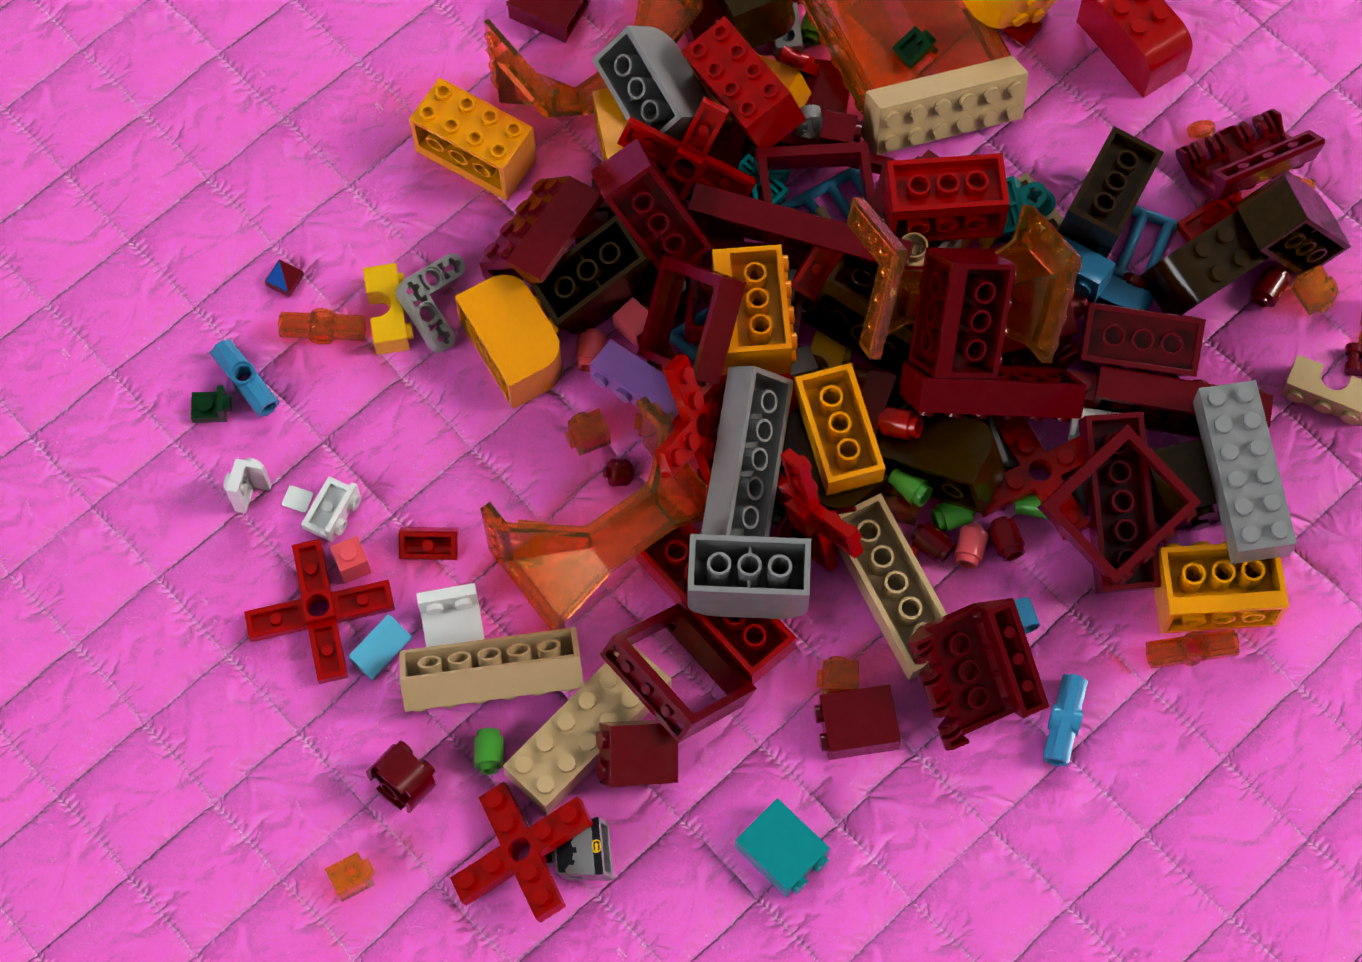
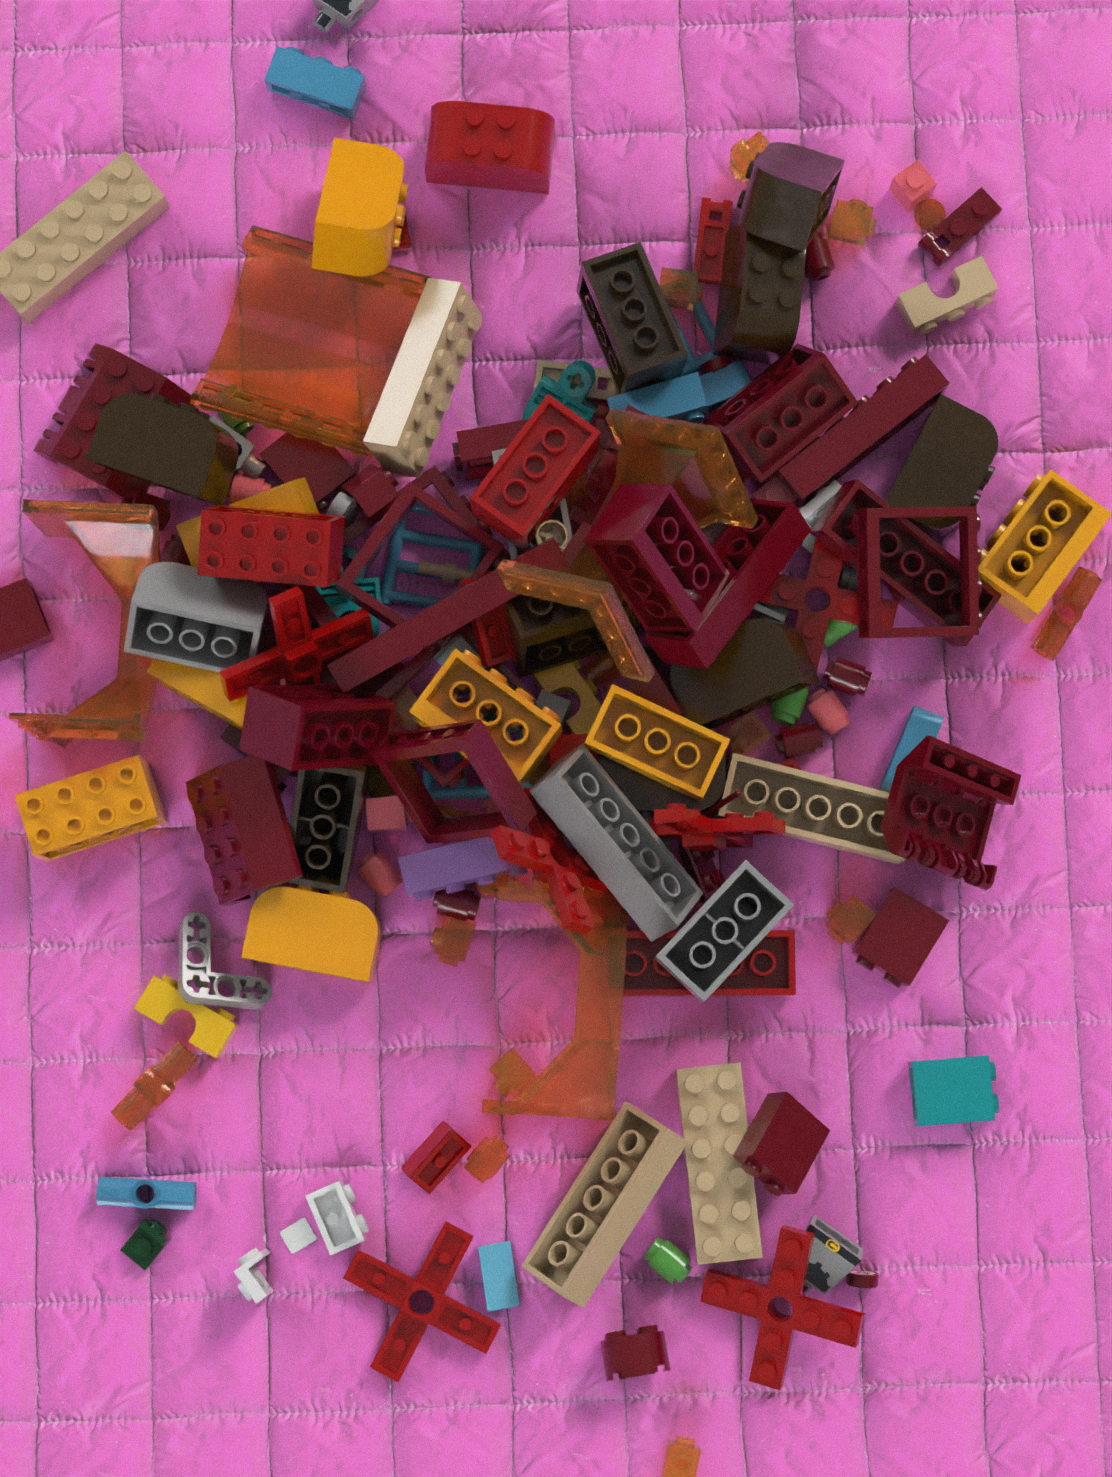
camera: 50 degrees left, 15 degrees up
(284, 278) = (75, 1080): dark red tile -> none
(350, 559) = (399, 1238): coral brick -> none
(450, 615) = (528, 1198): white bracket -> none
(456, 572) = (487, 1158): none -> clear orange brick
(591, 896) = (862, 1279): none -> dark red tile
(615, 414) = (457, 905): none -> dark red brick
(618, 472) = (509, 943): dark red piece -> none
(653, 689) = (743, 1093): dark red window -> none
(799, 60) = (277, 466): red plate -> none
(900, 423) = (692, 686): red brick -> none
(912, 488) = (748, 723): bright green cone -> none
(915, 46) = (335, 345): dark green bracket -> none
(1065, 720) = (1038, 769): dark azure piece -> none
(1160, 216) = (680, 288): none -> clear orange brick
(1201, 129) = (624, 175): clear orange piece -> none
(1242, 160) = (688, 169): dark red slope -> none
(1244, 472) = (976, 445): light grey brick -> none

